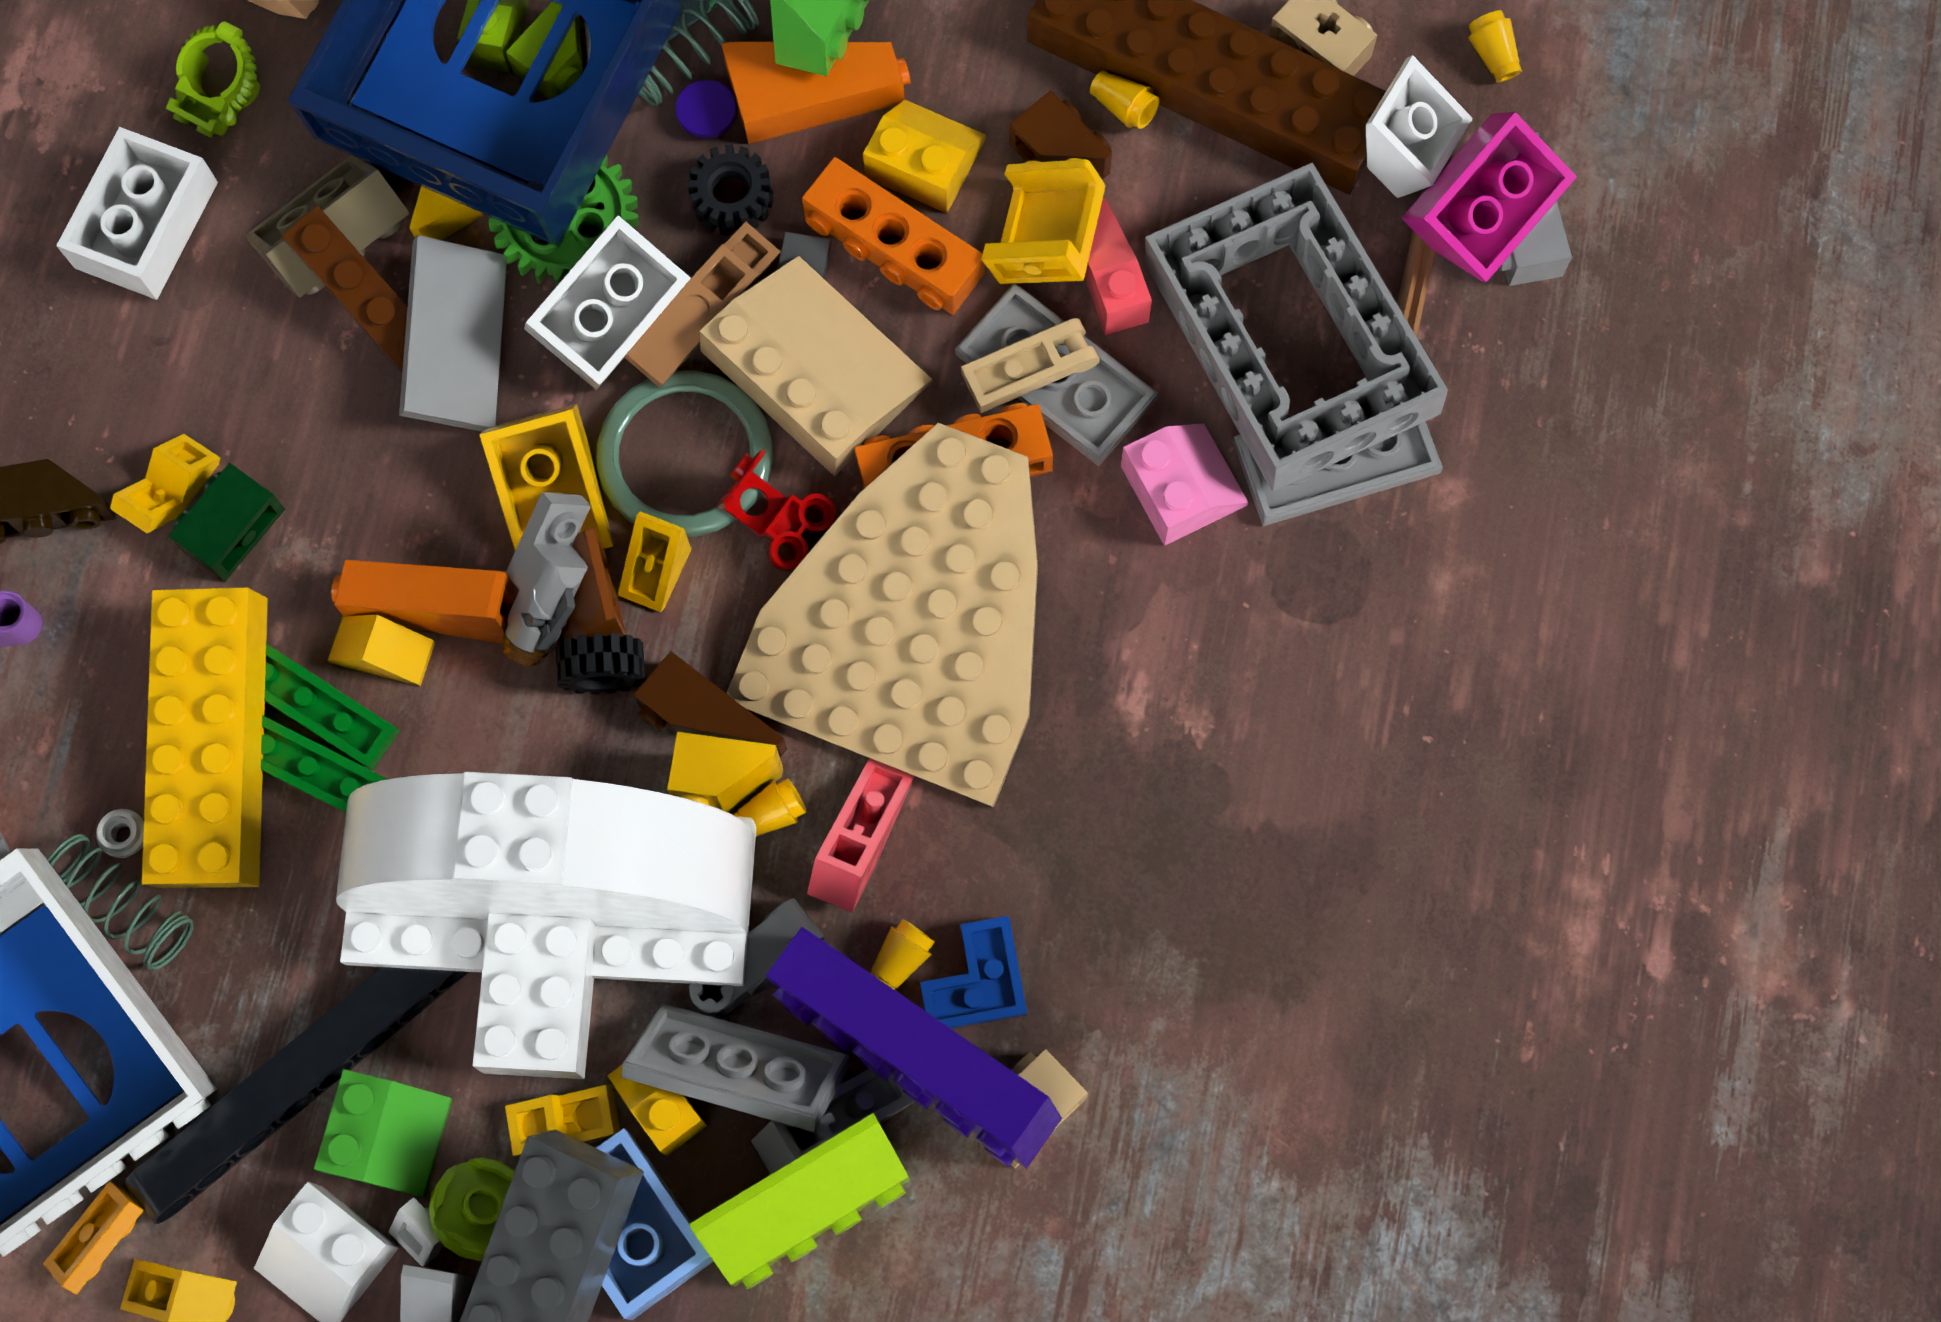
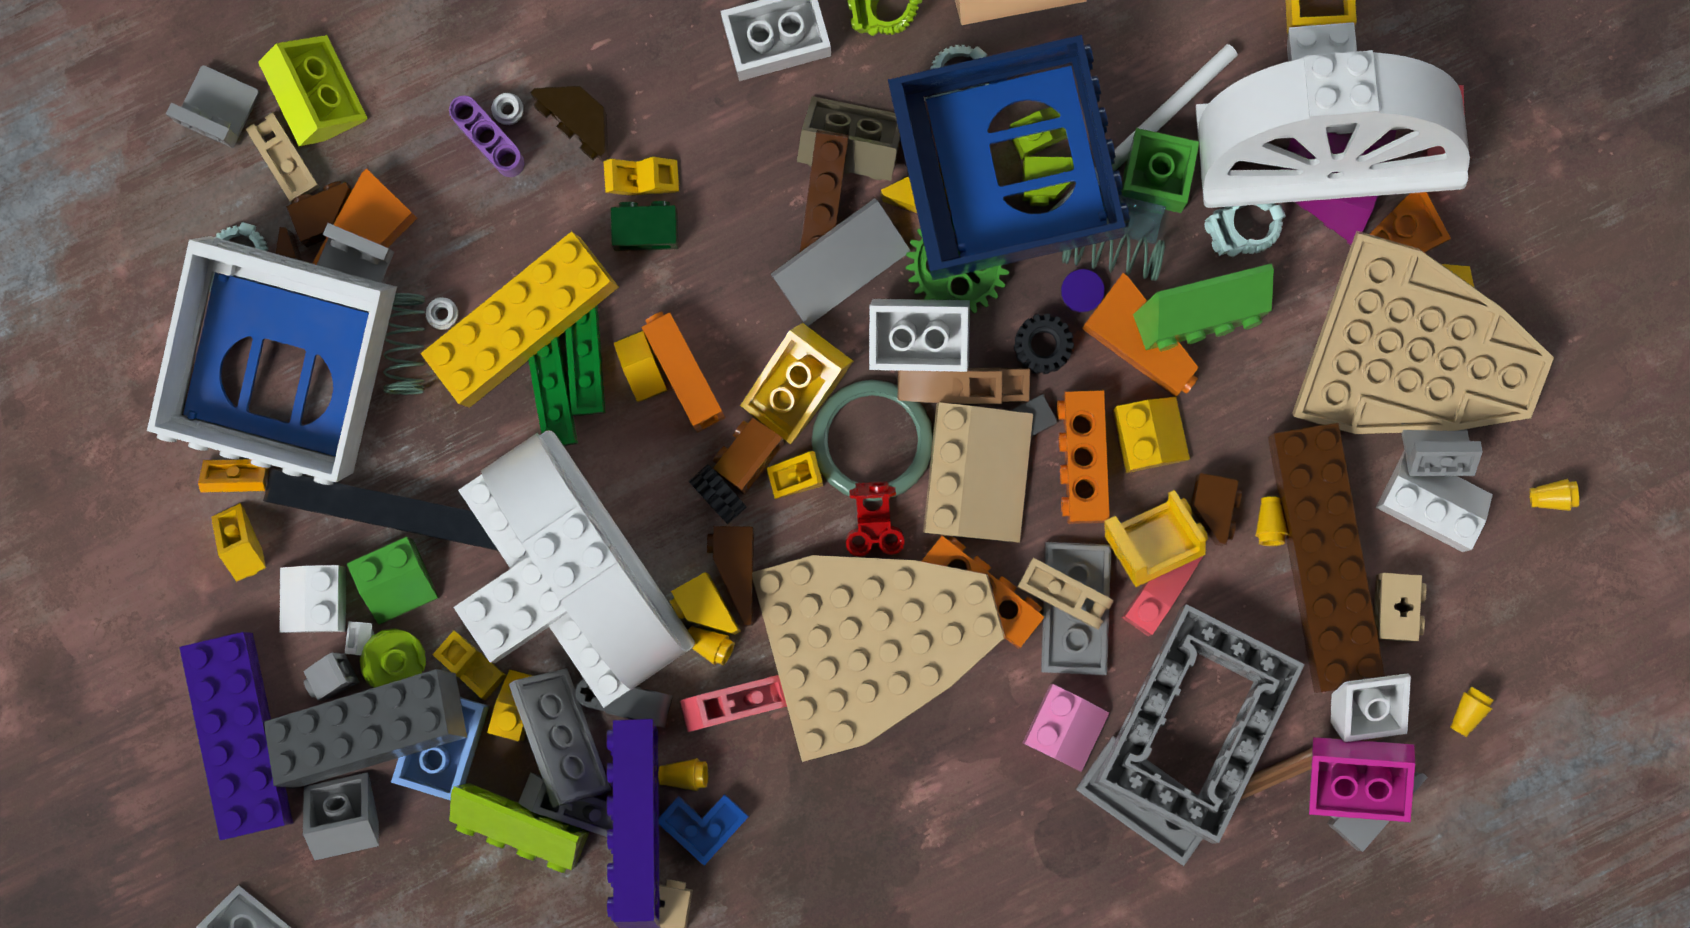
camera: 55 degrees right, 10 degrees up
(547, 577) = (738, 434): light grey plate -> none

